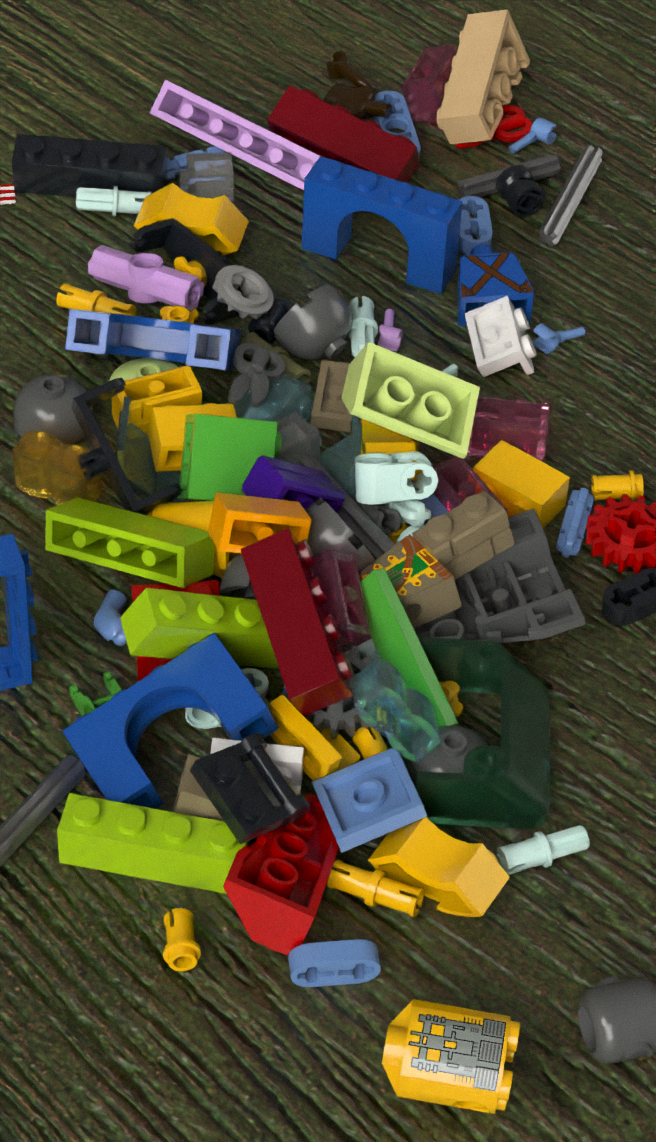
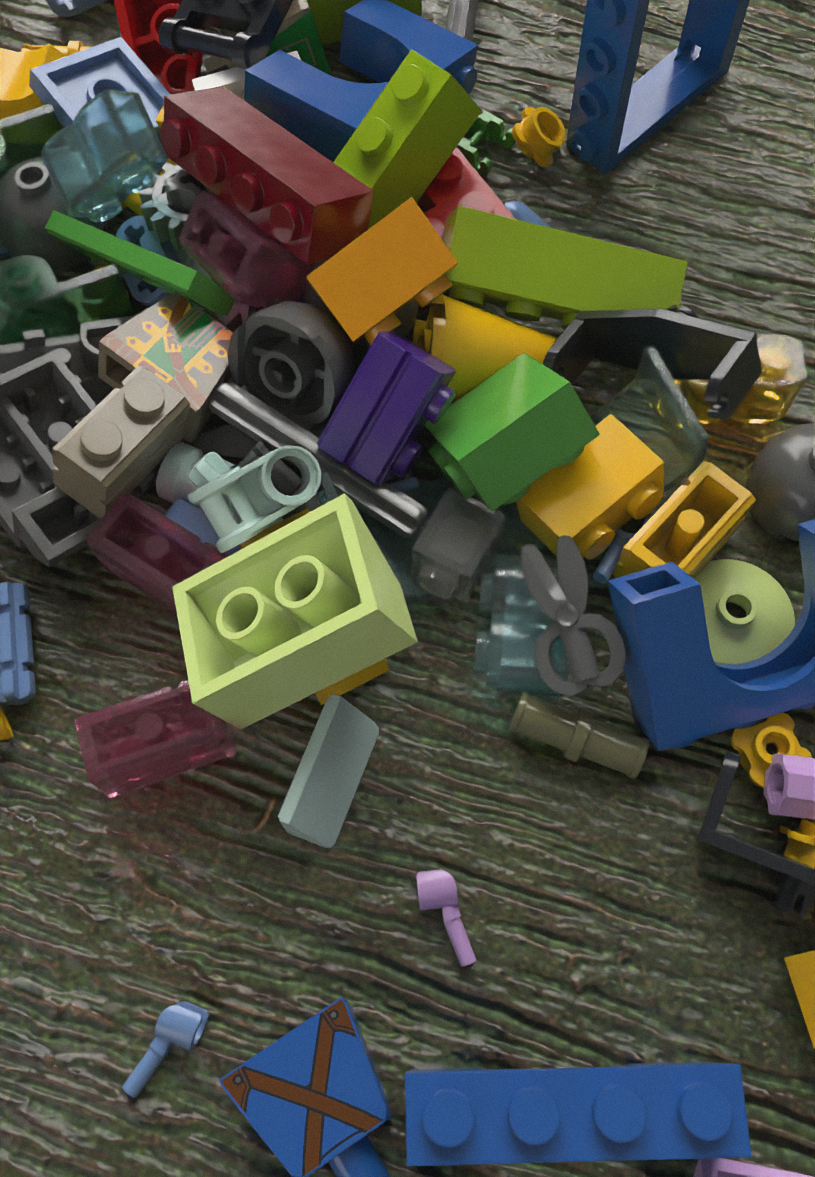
camera: 160 degrees right, 20 degrees up
(55, 675) = (539, 134): none -> yellow plate
(252, 285) = (665, 803): light grey gear -> none
(266, 323) = (638, 819): black pin -> none
(317, 326) = (549, 817): dark grey cylinder -> none
(328, 407) = (453, 710): dark tan plate -> none
(364, 326) = (485, 878): light aqua axle -> none
(500, 337) = (251, 970): white bracket -> none
(523, 482) = (104, 652): yellow brick -> none

